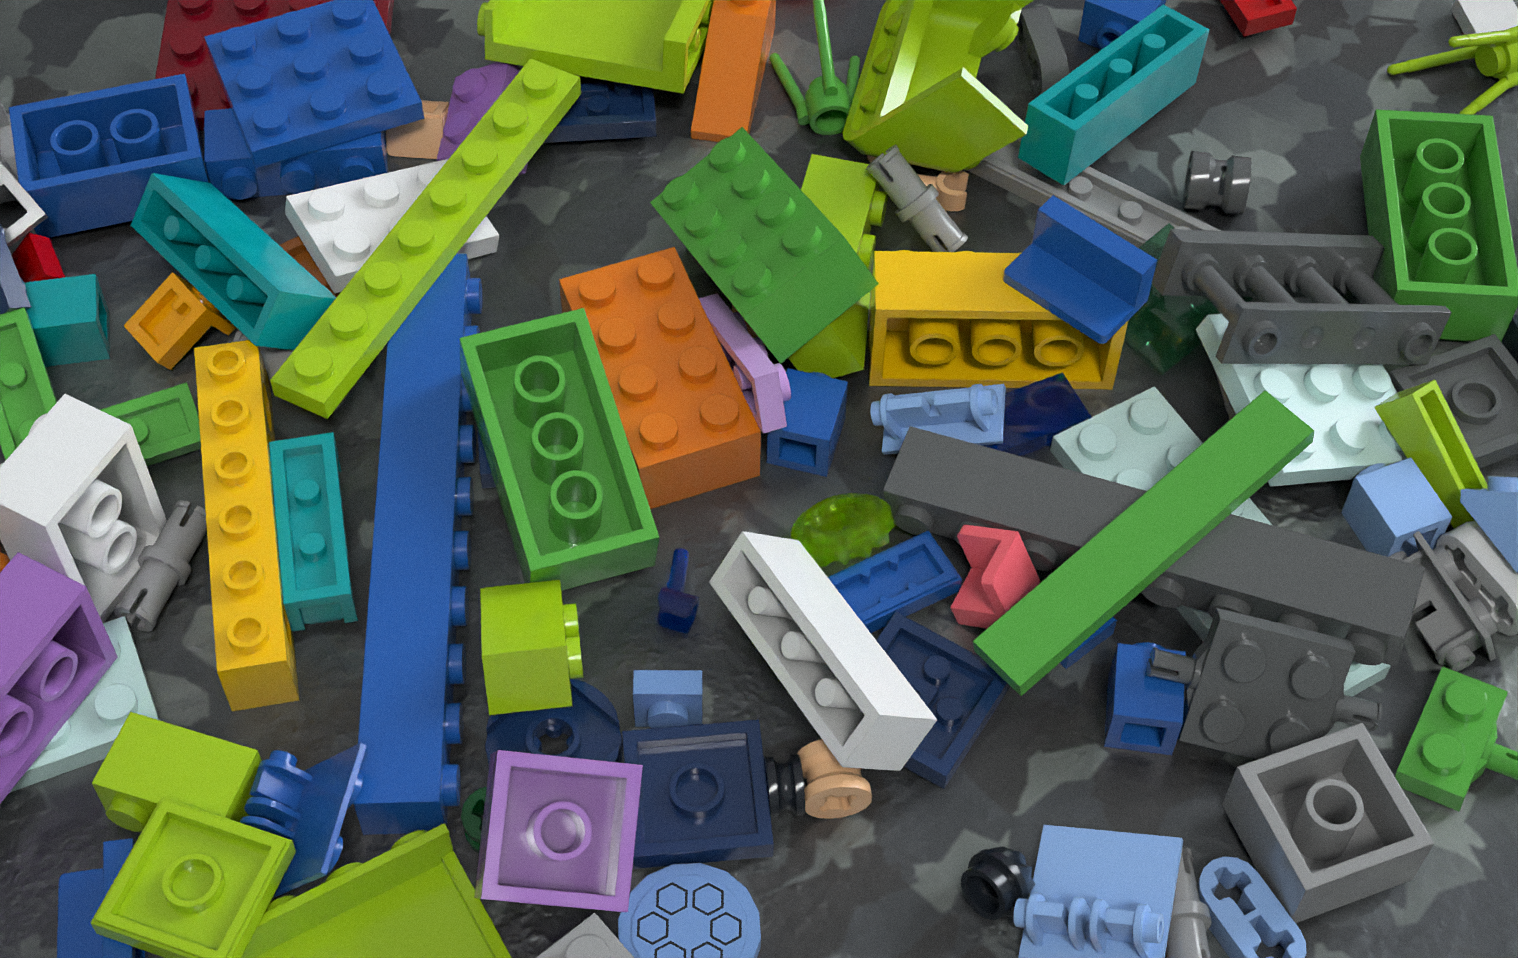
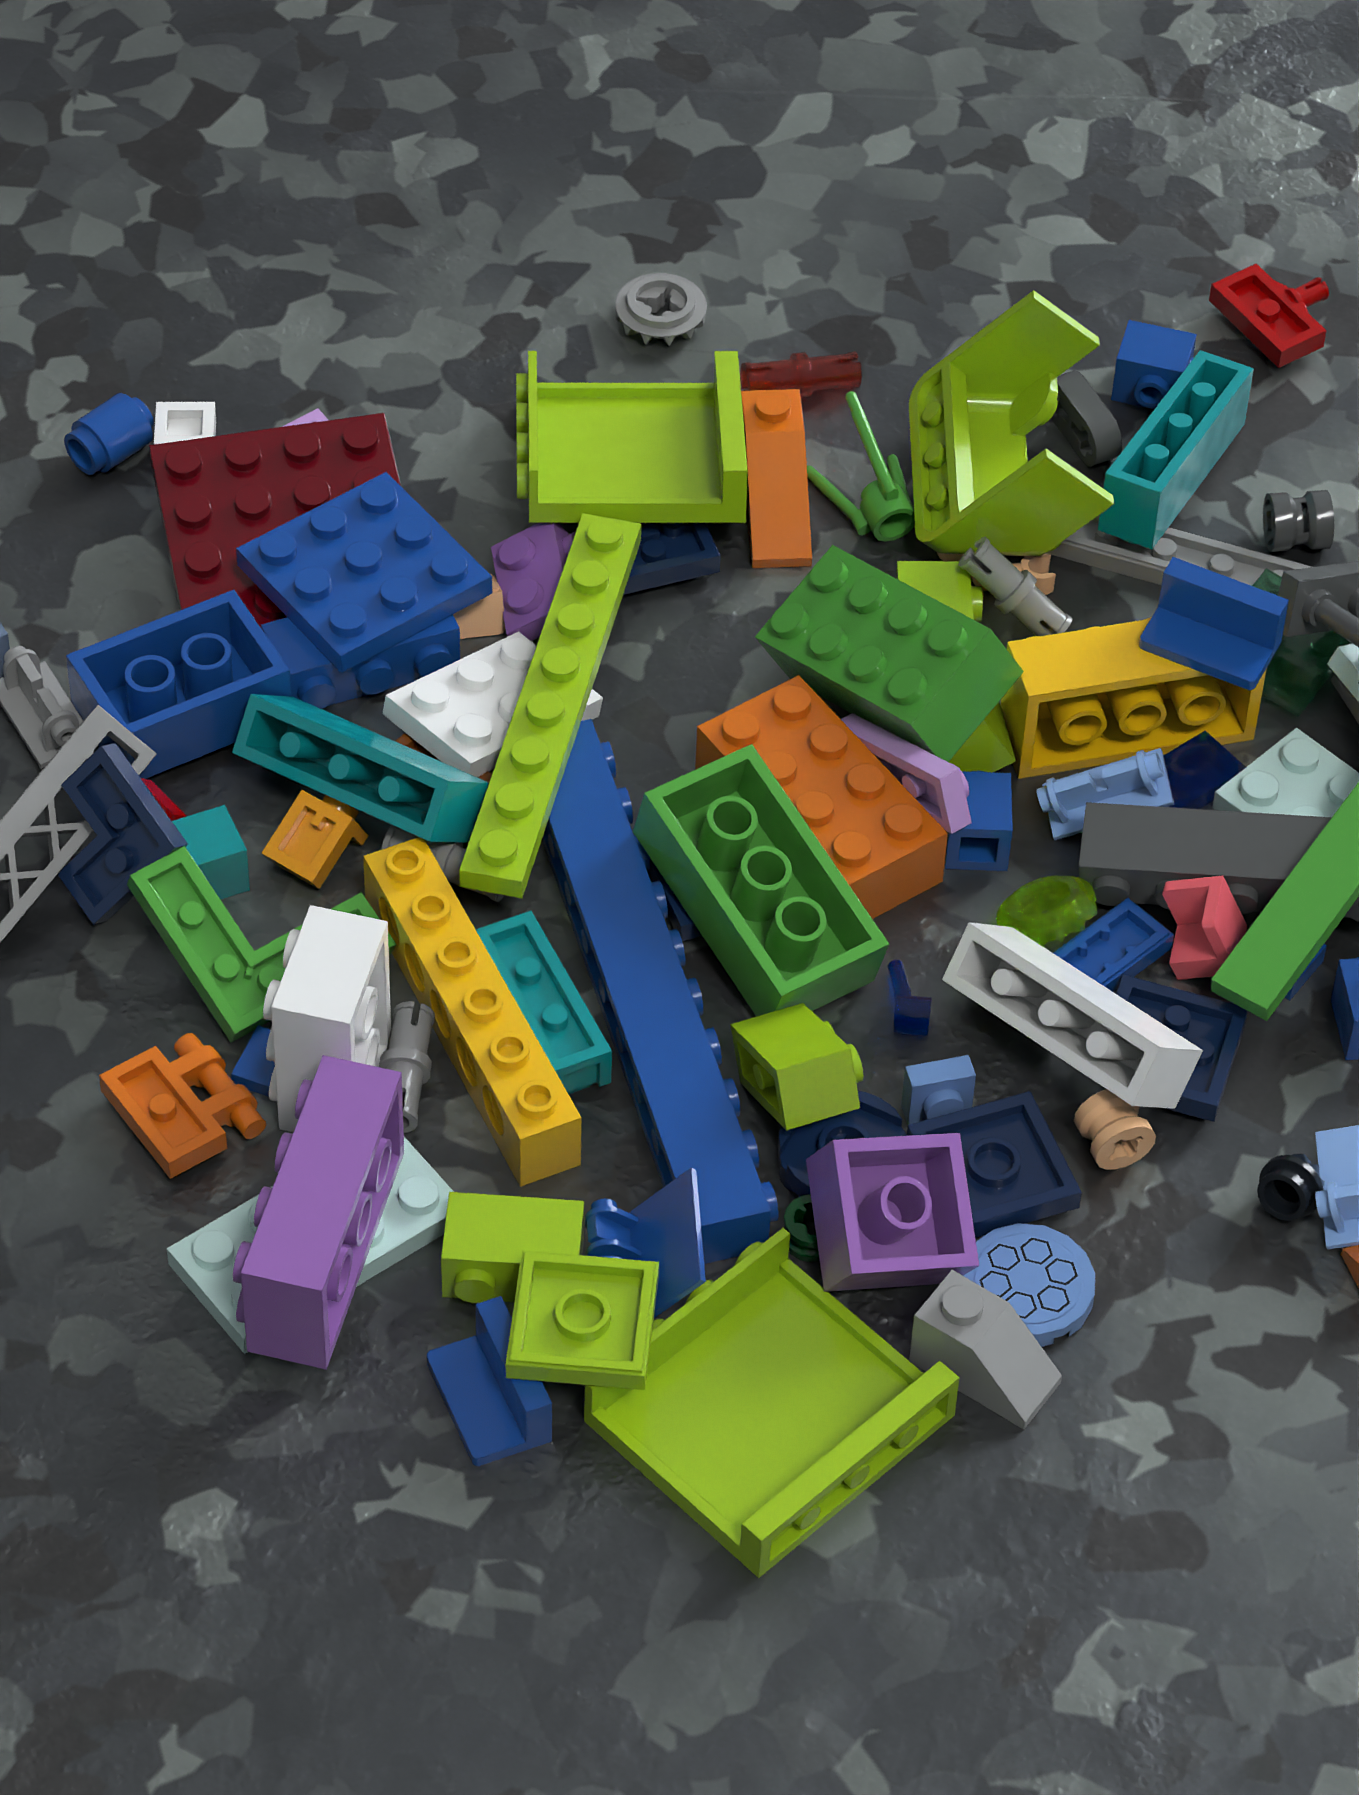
camera: 15 degrees left, 5 degrees down
(785, 786) = (1076, 1142): black bush -> none

